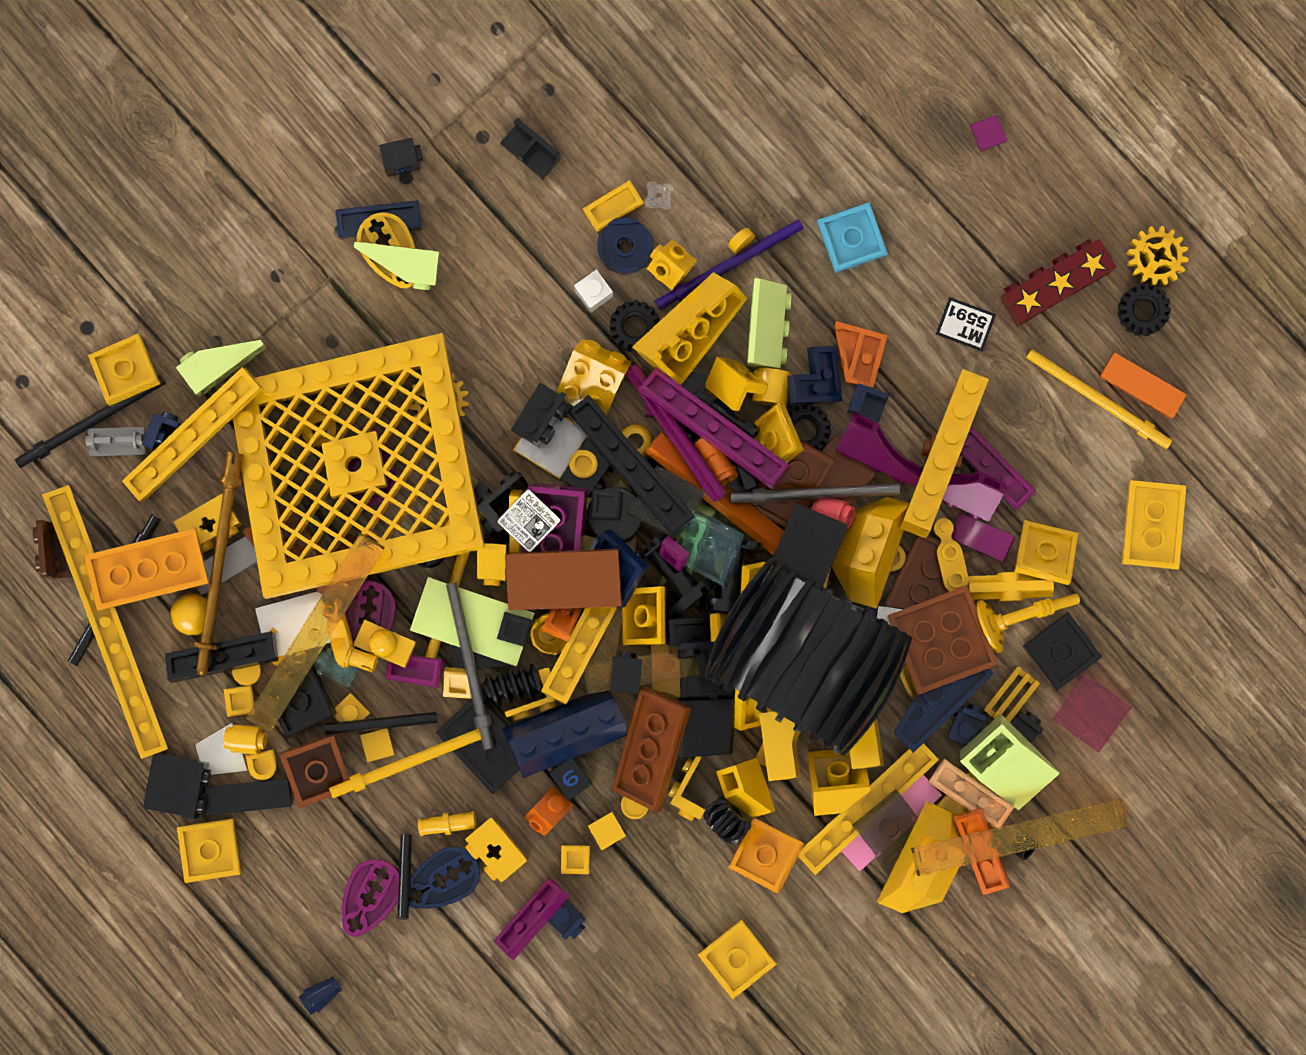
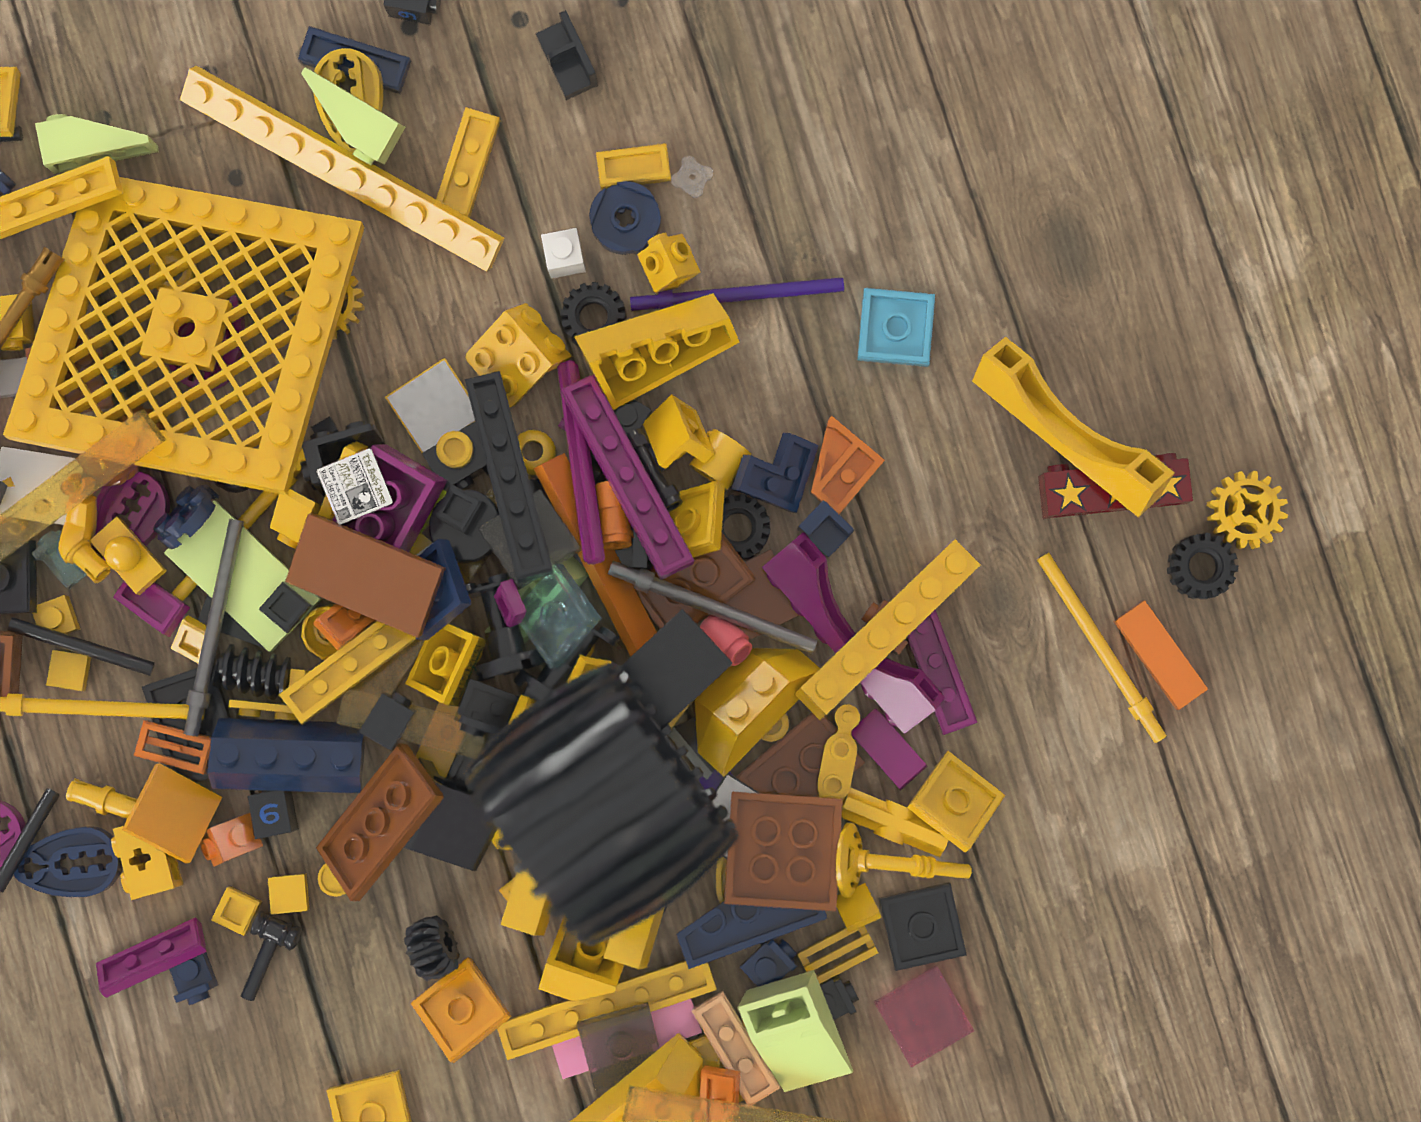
camera: 25 degrees right, 0 degrees up
(406, 301) = (341, 168): none -> yellow plate
(415, 594) = (188, 516): none -> dark blue plate
(493, 257) = (468, 160): none -> yellow tile
(501, 809) = (172, 813): none -> light orange tile
(504, 759) = (144, 738): none -> orange tile
(540, 415) = (434, 371): black bracket -> none
(610, 862) = (274, 933): none -> black piece
(686, 808) = (394, 911): yellow bracket -> none
(741, 240) = (764, 272): yellow tile -> none
(746, 787) = (473, 918): yellow slope -> none
(768, 325) = (748, 384): yellowish green slope -> none
(965, 324) = (984, 488): sticker -> none
(988, 133) = (1112, 276): magenta tile -> none
(1012, 658) = (858, 909): none -> yellow tile
(1059, 269) = (1123, 471): none -> yellow arch
(1153, 525) = (1099, 826): yellow plate -> none

